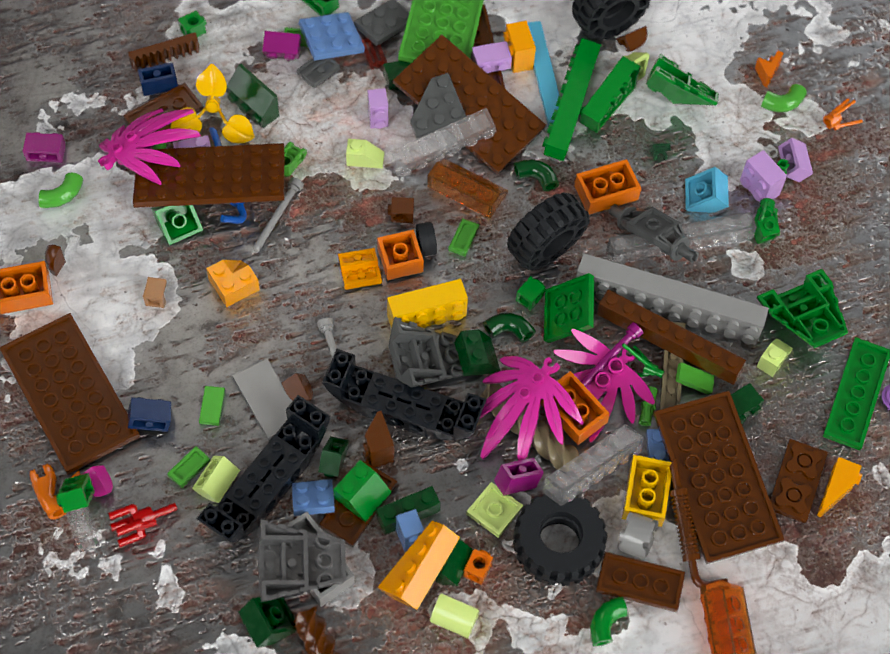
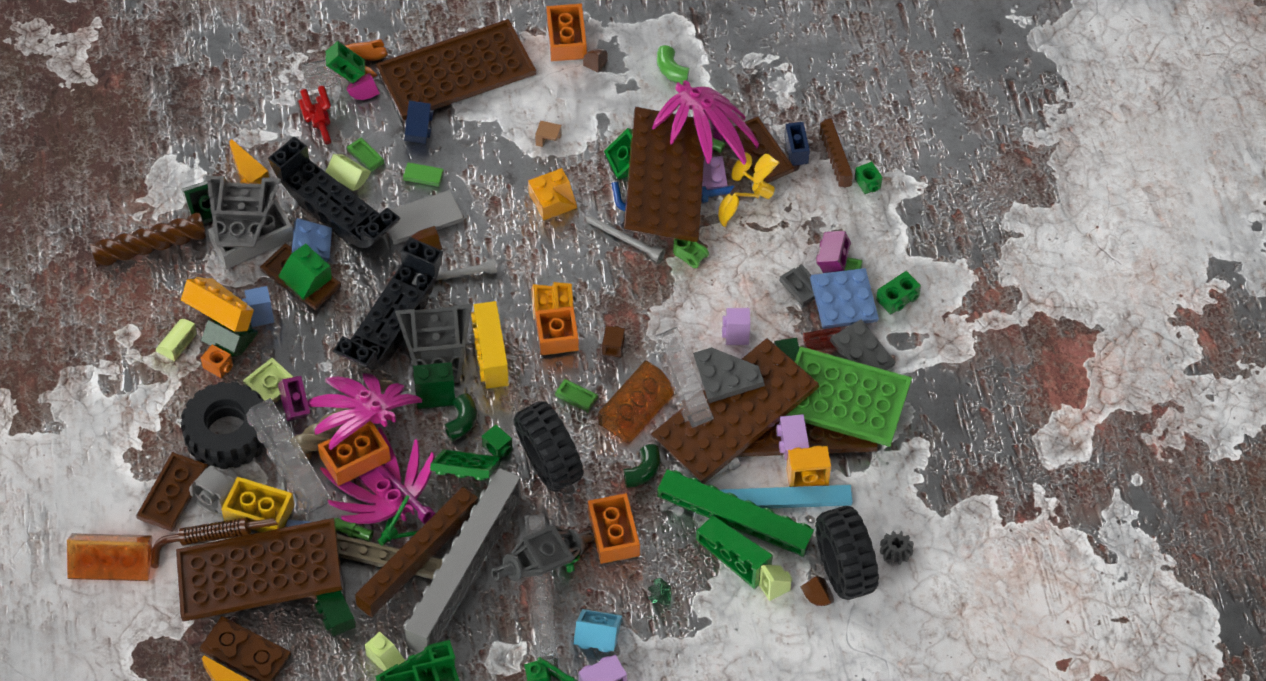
camera: 100 degrees right, 5 degrees down
(44, 147) = (726, 54): magenta brick -> none
(221, 582) = (248, 168): none -> light orange slope
(253, 97) = (766, 222): dark green slope -> none
(333, 456) = (351, 260): dark green slope -> none
(364, 154) = (687, 313): yellowish green slope -> none
(378, 443) = (354, 290): reddish brown slope -> none
(424, 501) = (283, 312): dark green brick -> none
(426, 238) = (571, 354): black tyre -> none
(604, 618) = (143, 454): green cylinder -> none
(678, 85) = (743, 623): green wedge -> none
(695, 378) = (372, 565): bright green tile -> none

